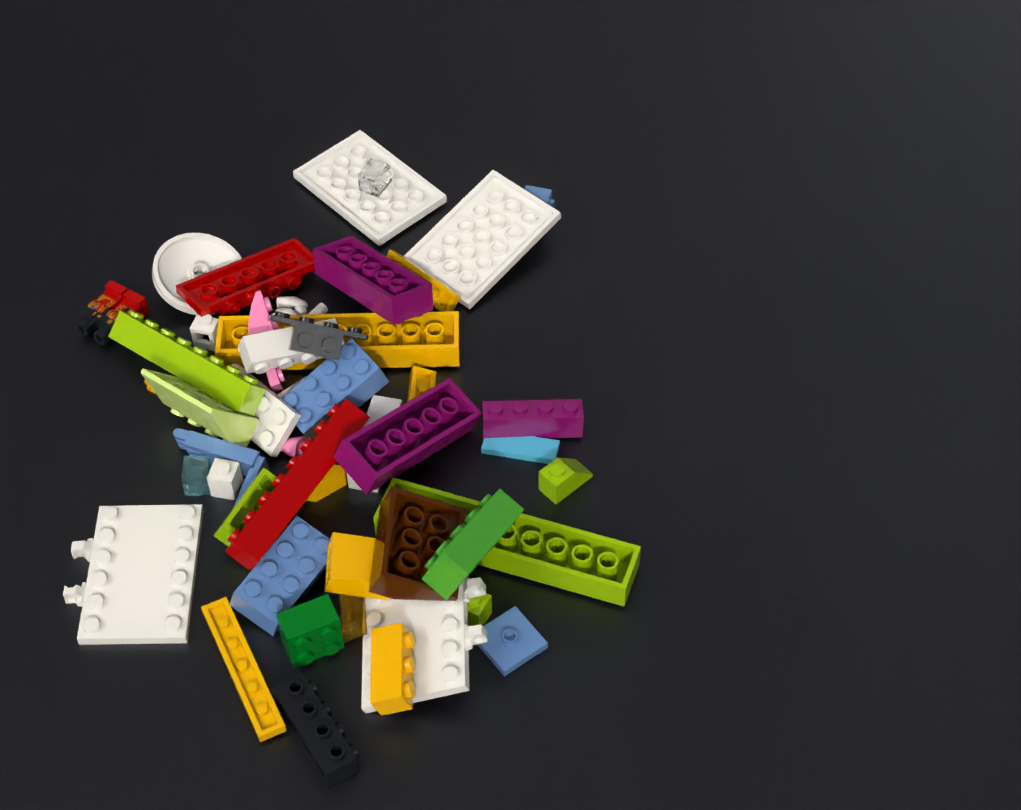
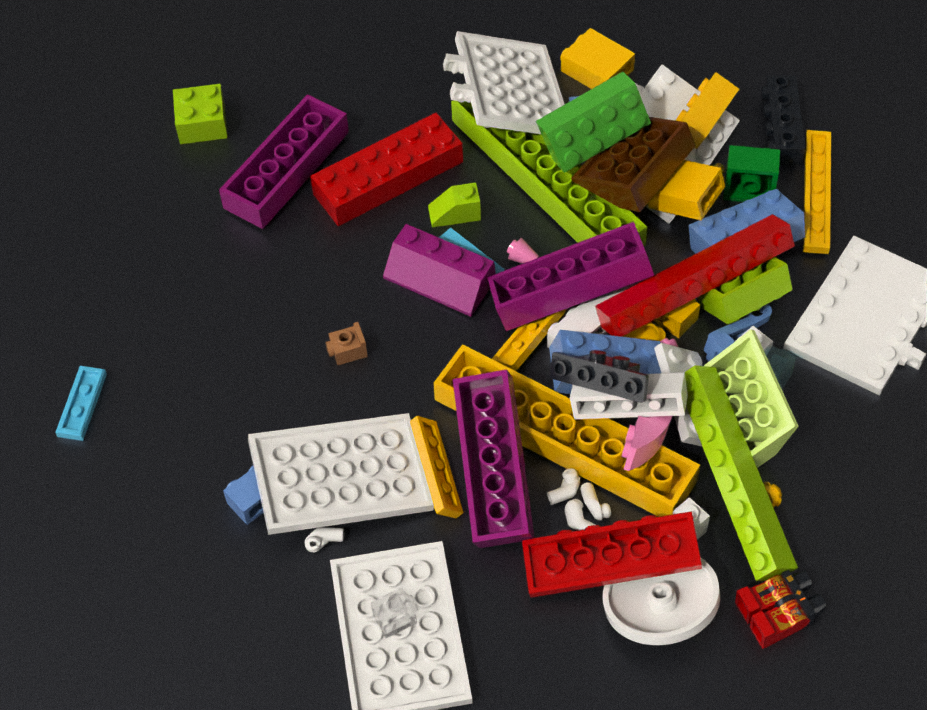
camera: 145 degrees left, 5 degrees up
(475, 467) = (521, 252): none -> bright pink cone
(547, 696) = (596, 59): none -> yellow brick
(560, 325) = (347, 344): none -> medium nougat brick
(601, 594) = (505, 81): none -> white hinge
(650, 477) = (387, 169): none -> red brick
(712, 207) = (81, 403): none -> medium azure tile
(742, 434) = (284, 161): none -> magenta brick
(860, 440) = (200, 113): none -> lime brick

